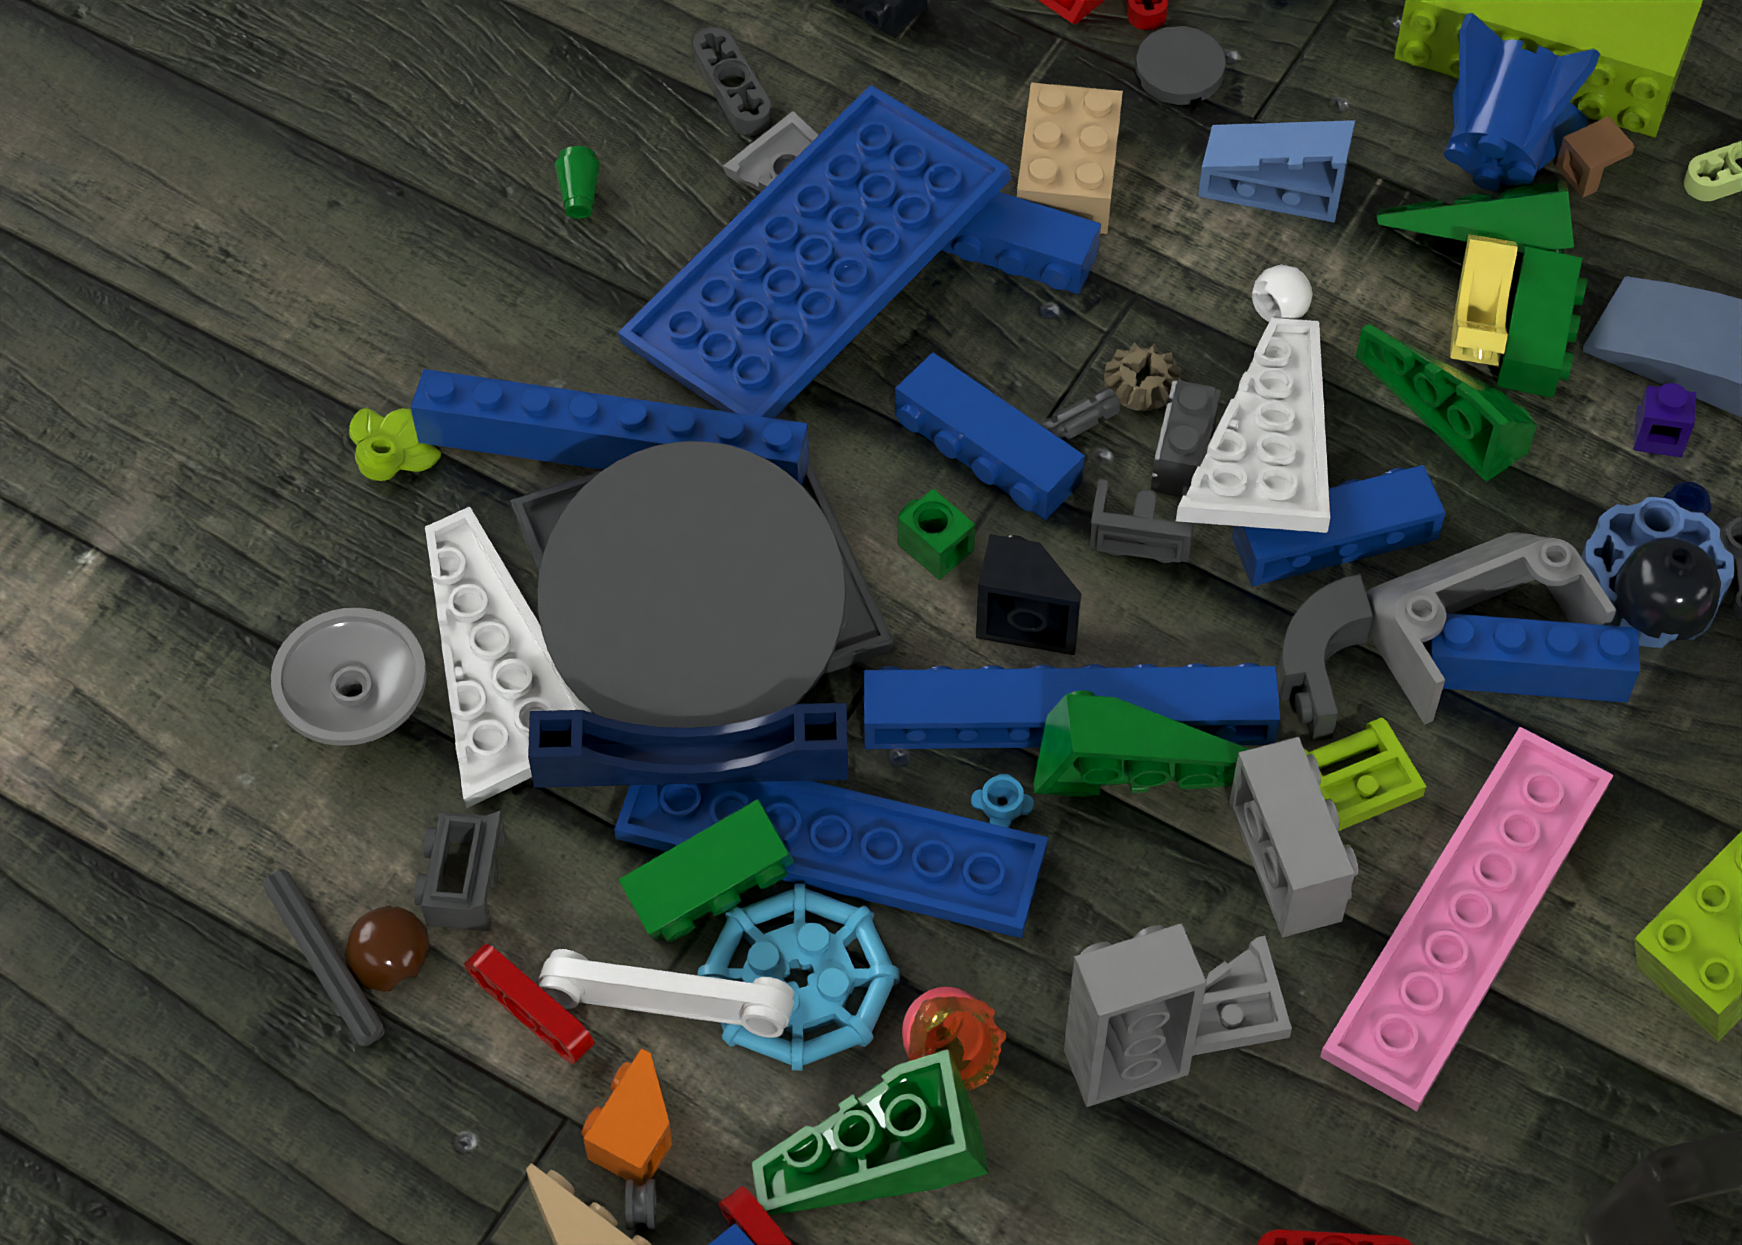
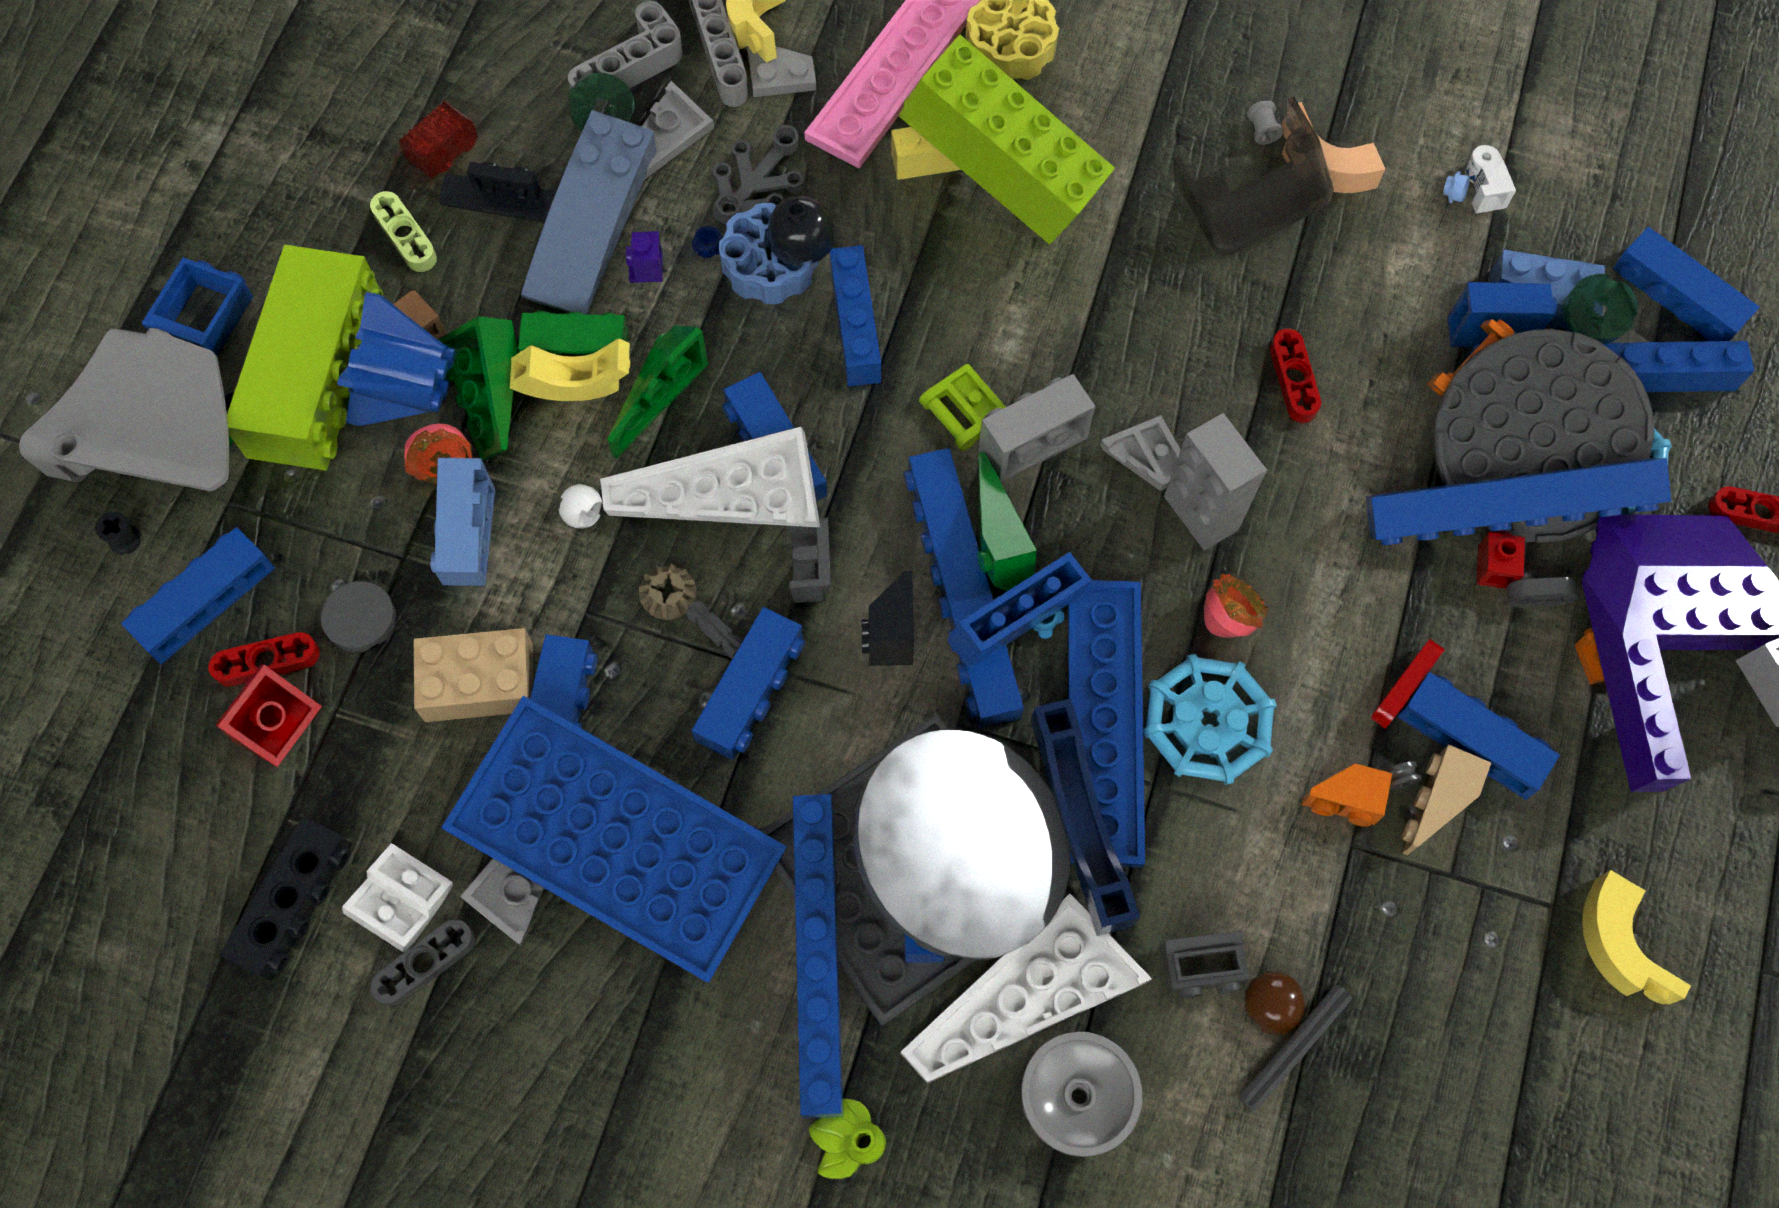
camera: 105 degrees left, 10 degrees up
(529, 1003) = (1289, 888): red beam -> none
(577, 179) = (556, 1061): green cone -> none
(707, 872) = (1167, 786): green brick -> none
(758, 1006) = (1262, 866): white piece -> none
(814, 66) = (398, 898): none -> white slope
(891, 1141) = (1315, 633): green wedge -> none
(940, 550) = (842, 687): green brick -> none
(997, 727) = (1018, 610): none -> blue brick
(1184, 436) = (725, 548): dark grey brick -> none
(1321, 626) = (878, 446): dark grey arch -> none
(1386, 152) = (431, 443): none -> hair
(1416, 604) = (825, 385): light grey windscreen -> none
(1466, 919) = (1048, 331): bright pink plate -> none

